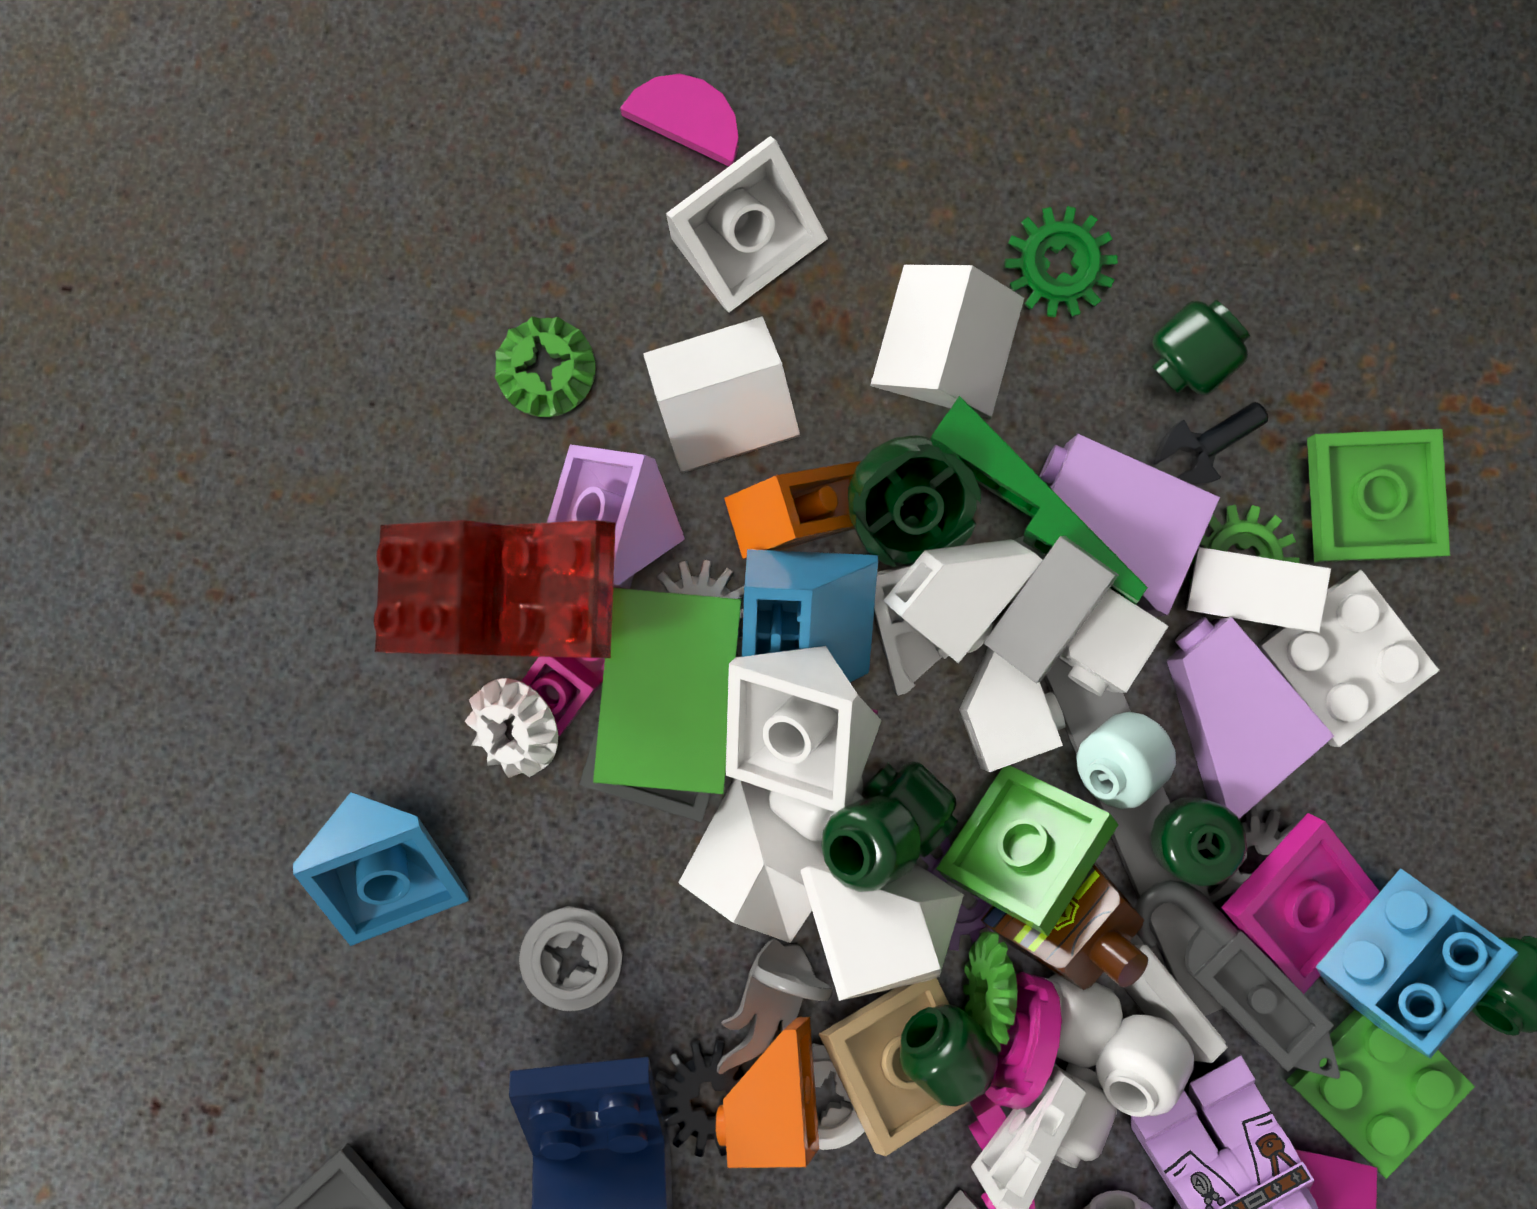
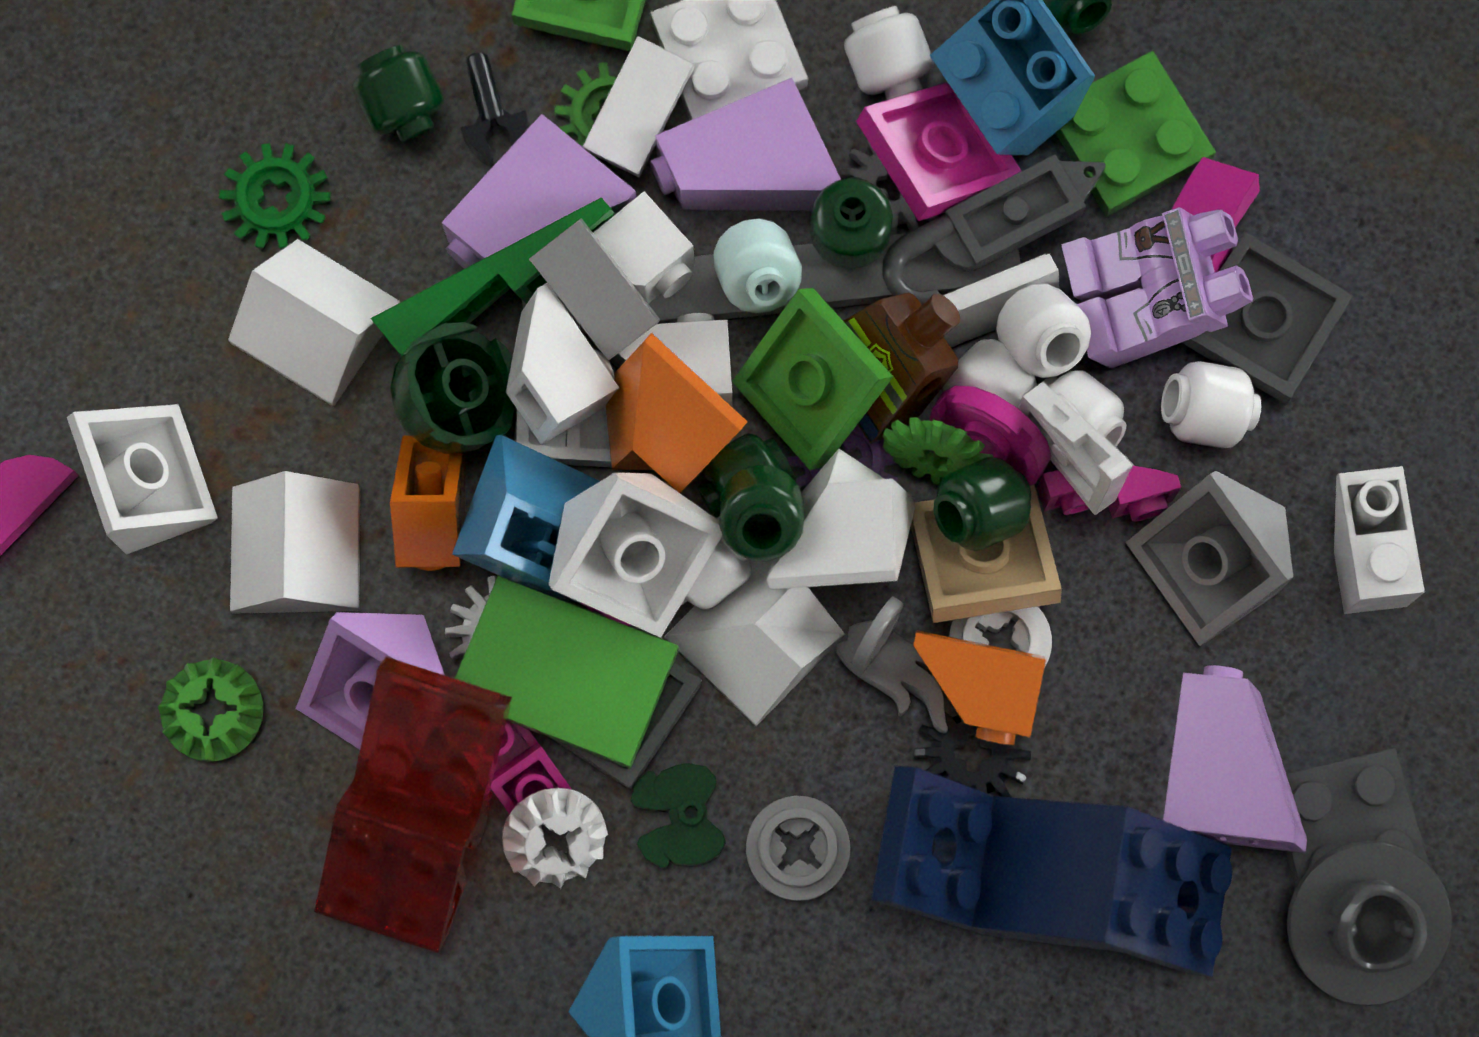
camera: 70 degrees left, 10 degrees down
(593, 835) = (691, 836): none -> dark green piece
(942, 719) = (666, 417): none -> orange slope
(1390, 822) = (888, 53): none -> white head

